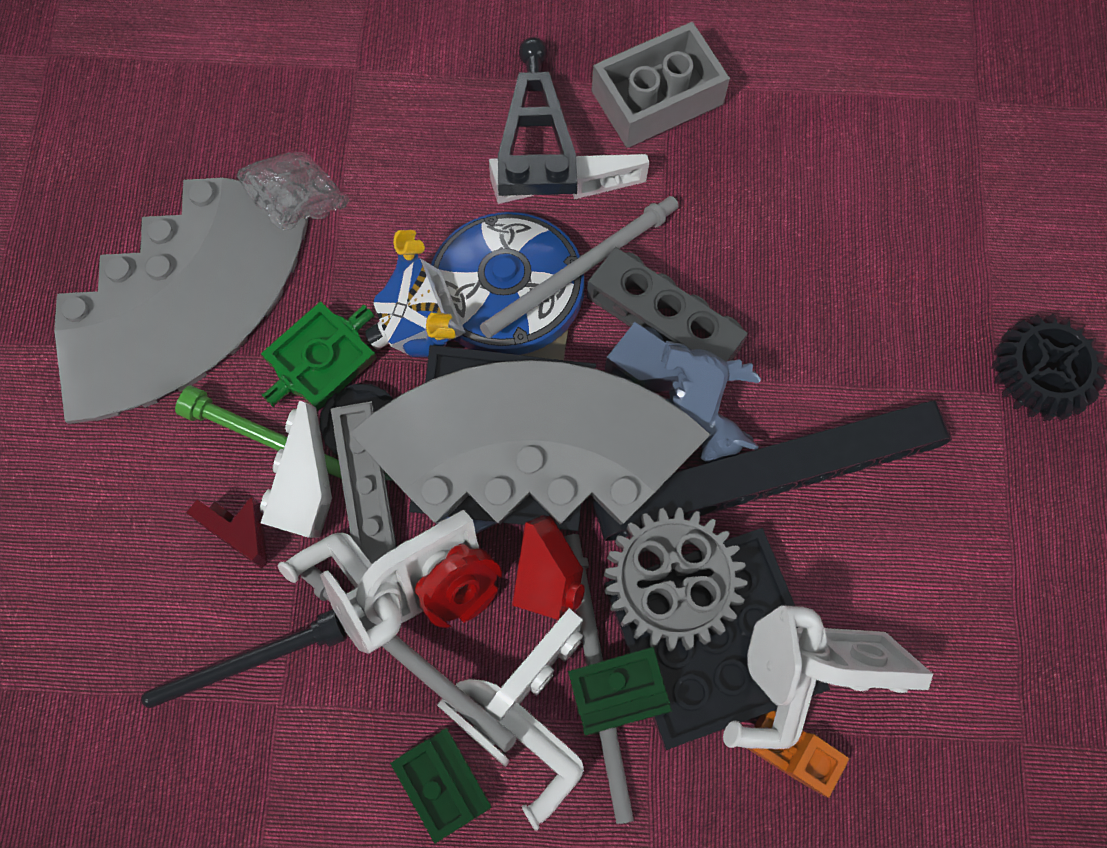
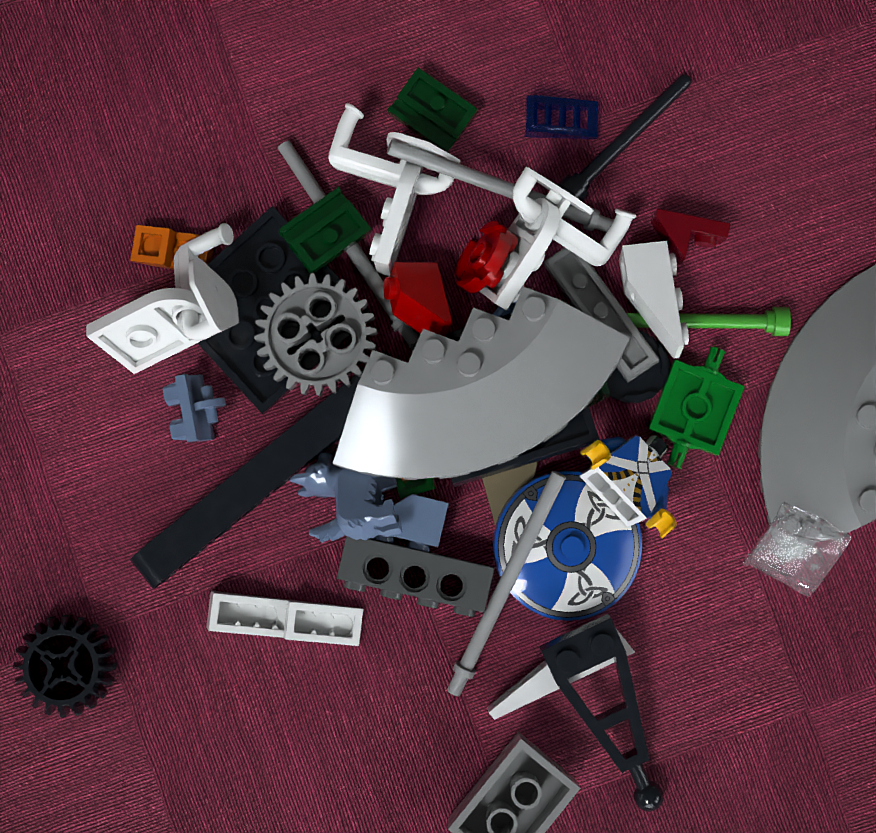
camera: 155 degrees right, 15 degrees up
(334, 730) = (547, 130): none -> clear blue slope
(801, 323) = (284, 618): none -> white slope
(829, 564) = (197, 408): none -> sand blue hips

